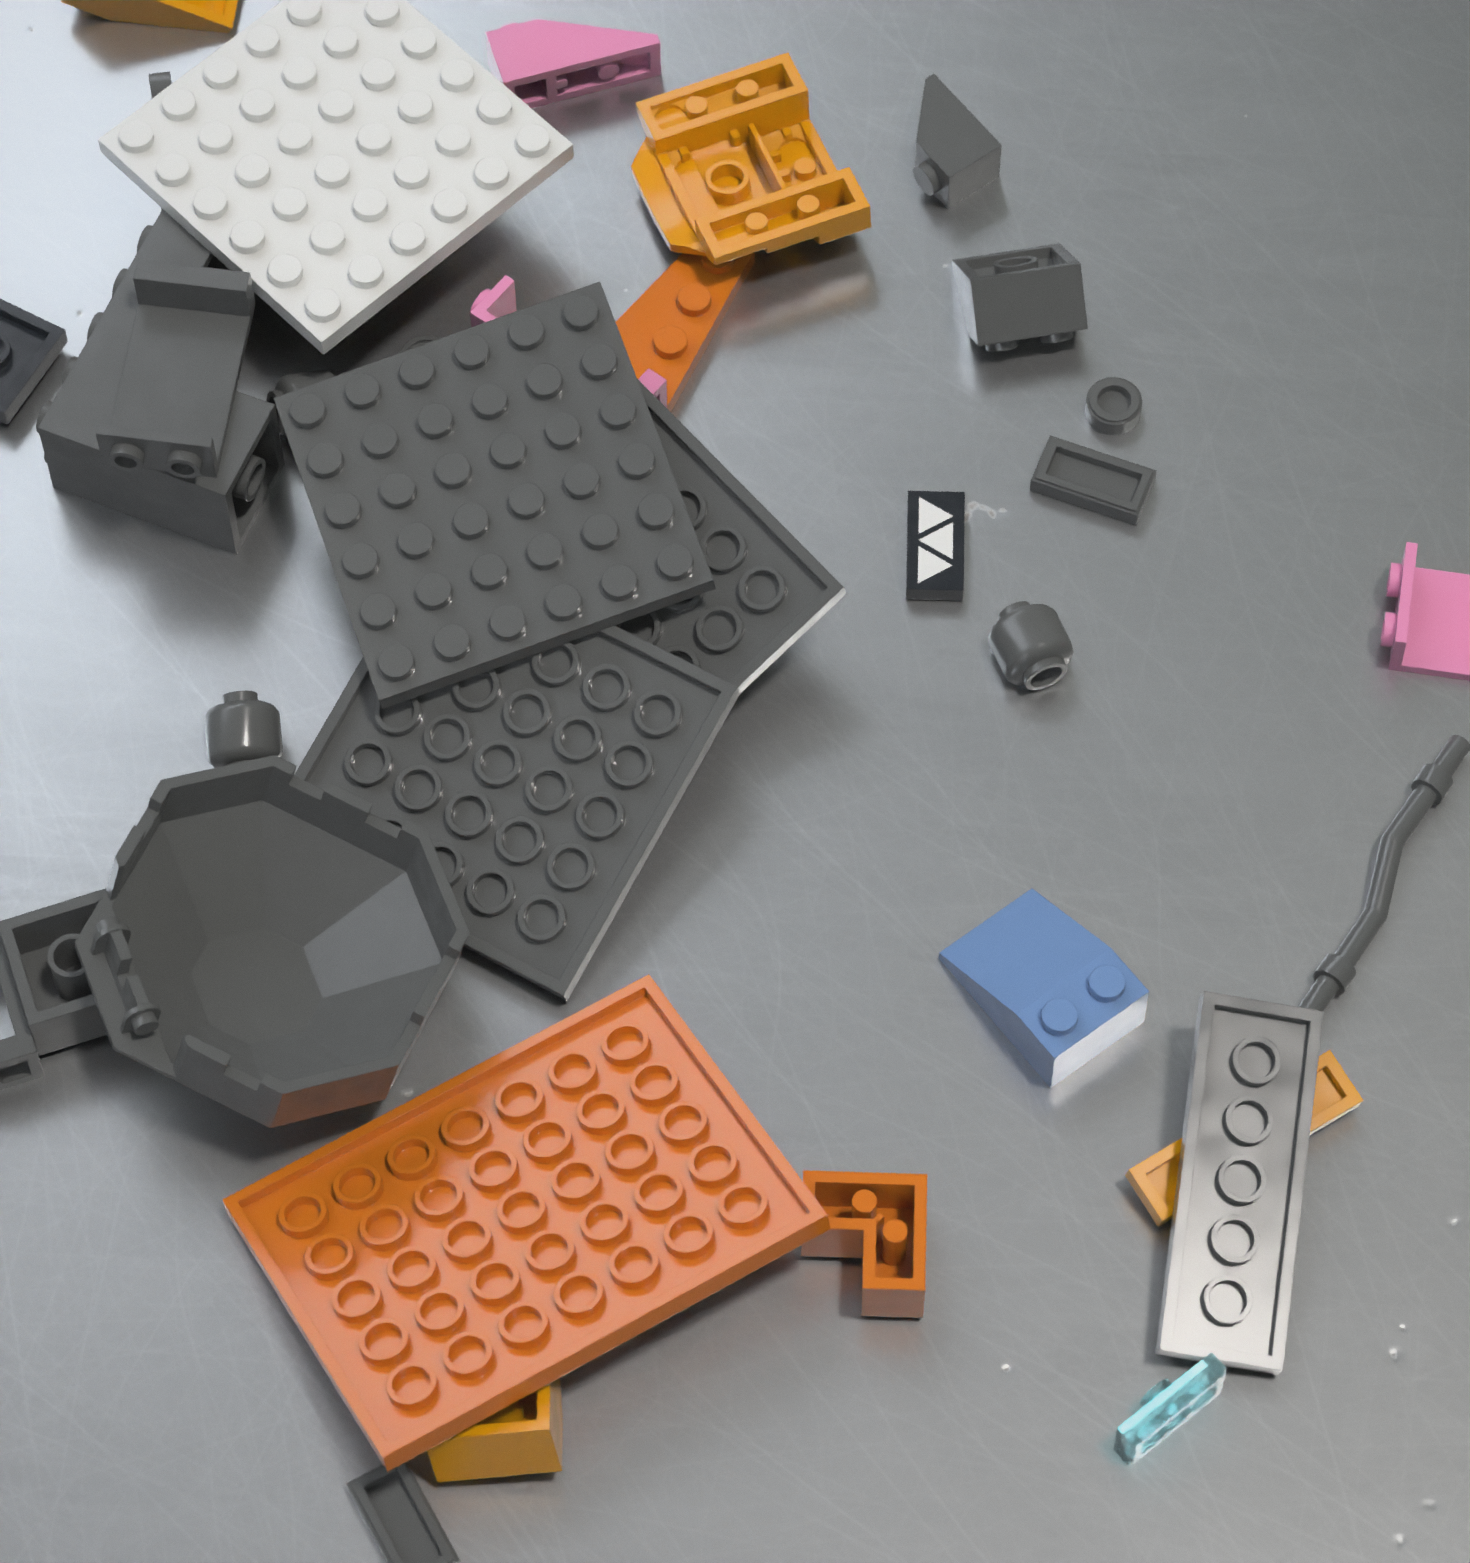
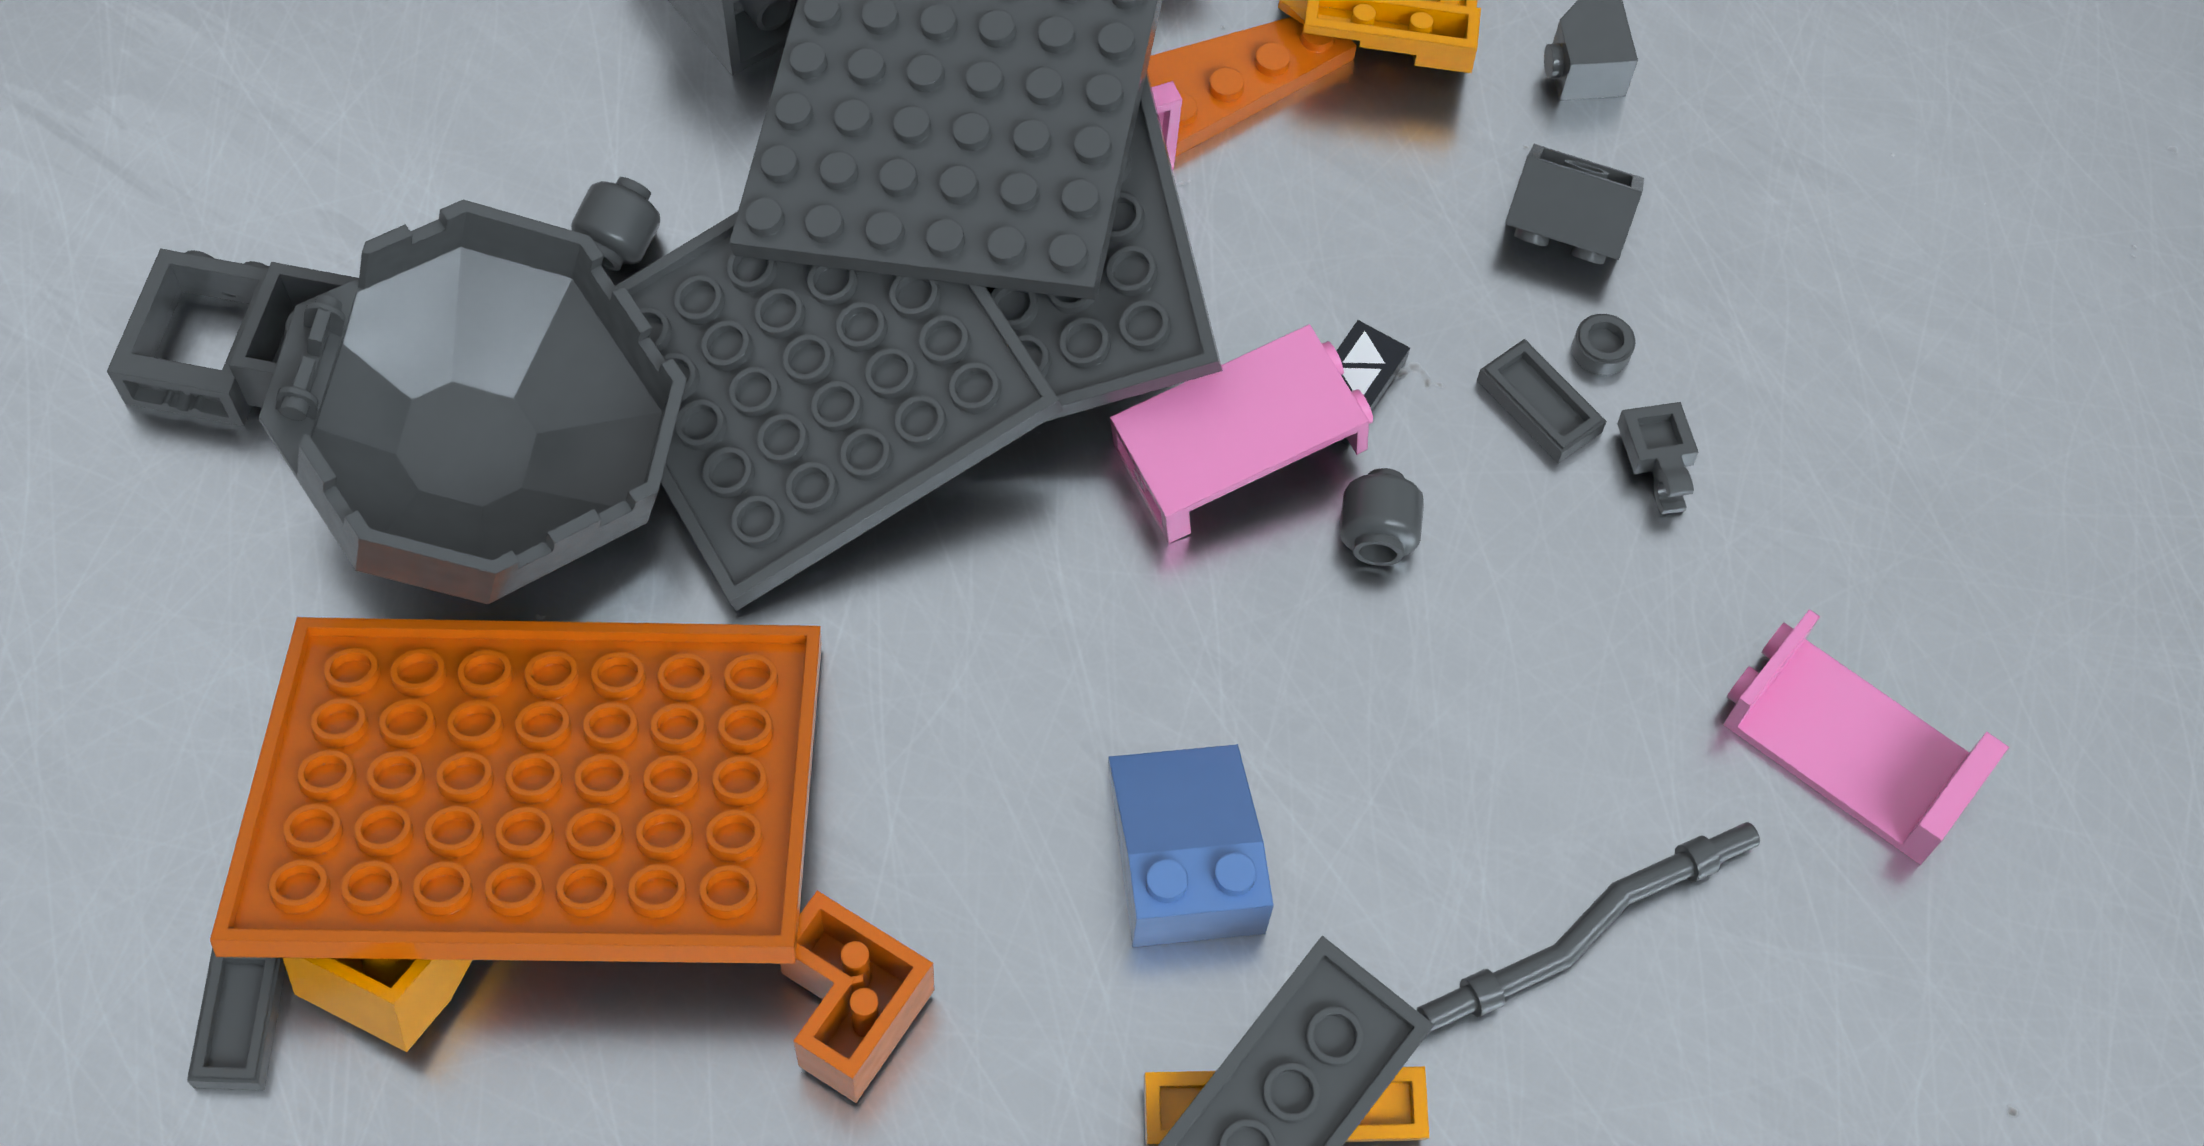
camera: 25 degrees right, 0 degrees up
(877, 636) = (1238, 426): none -> bright pink panel
(1211, 466) = (1663, 444): none -> dark grey plate

